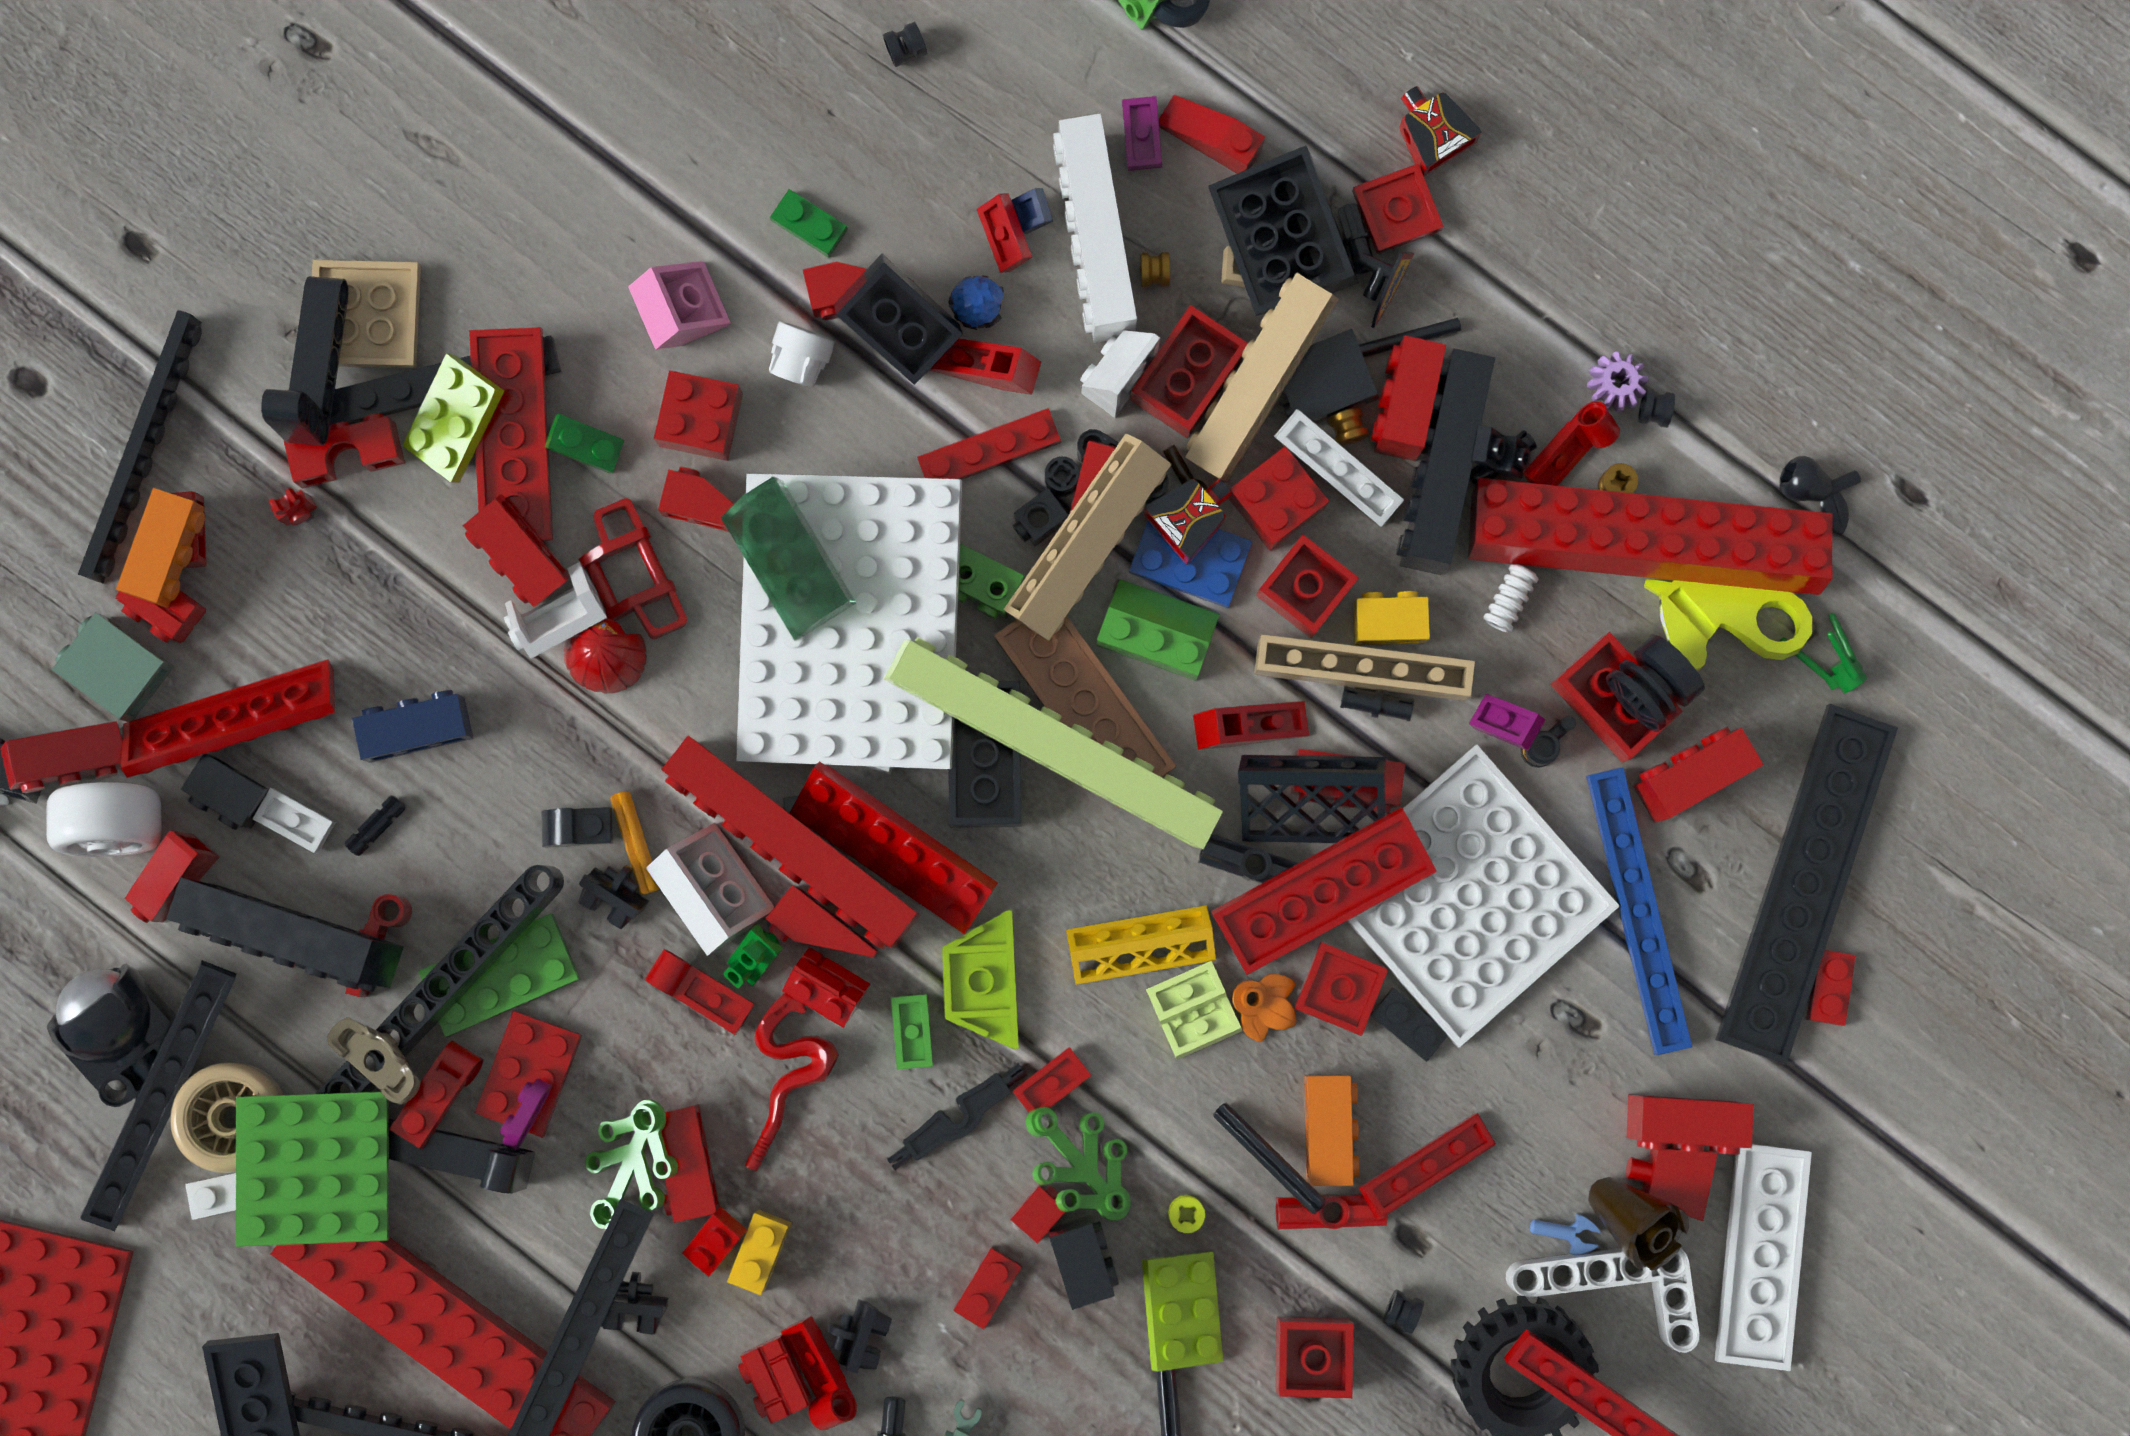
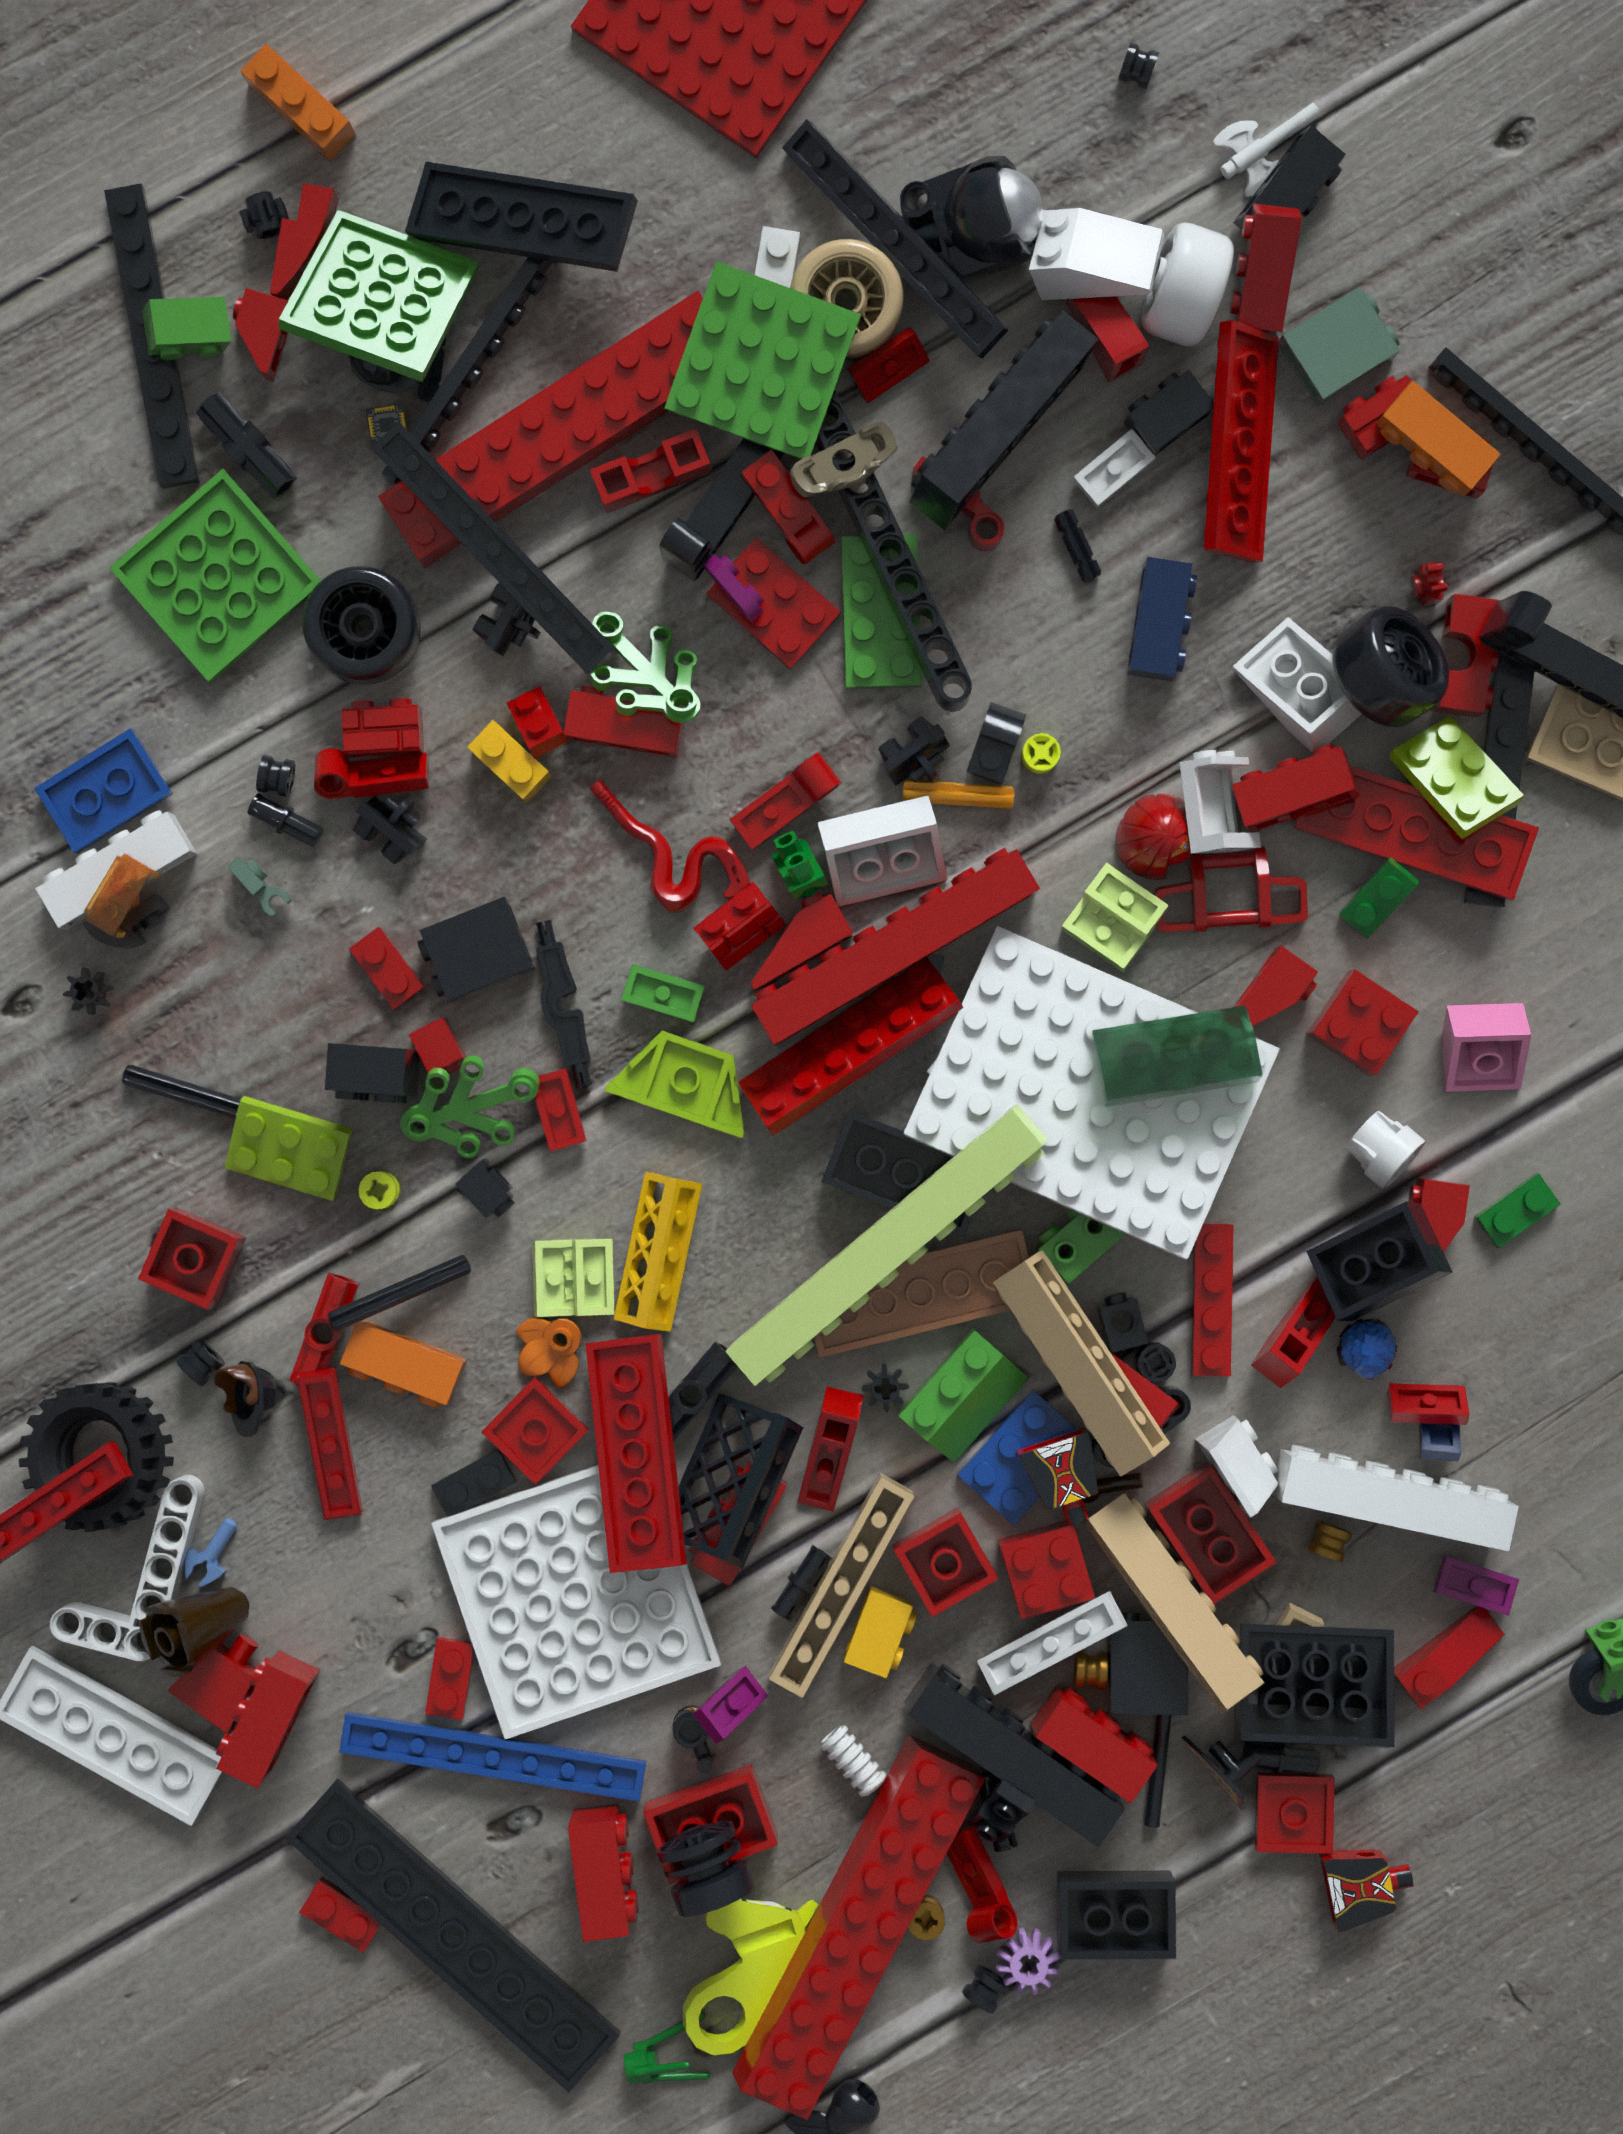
camera: 115 degrees right, 5 degrees up
(108, 912) = (1093, 256): none -> white slope
(275, 1056) = (888, 364): none -> red plate
(377, 510) = (1390, 666): none -> black wheel
(423, 580) = (1298, 685): none -> white slope
(437, 1214) = (632, 480): none -> red arch
(564, 782) = (1044, 748): none -> neon yellow wheel
(690, 663) = (1114, 917): none -> yellowish green slope
(939, 1215) = (475, 949): none -> black panel
(1147, 1117) = (487, 1189): none -> black window
(1181, 689) = (893, 1393): none -> black gear
(1414, 1256) = (249, 1395): none -> black piece
(1546, 322) = (1116, 1914): none -> black brick
(1587, 976) = (450, 1678): none -> red plate

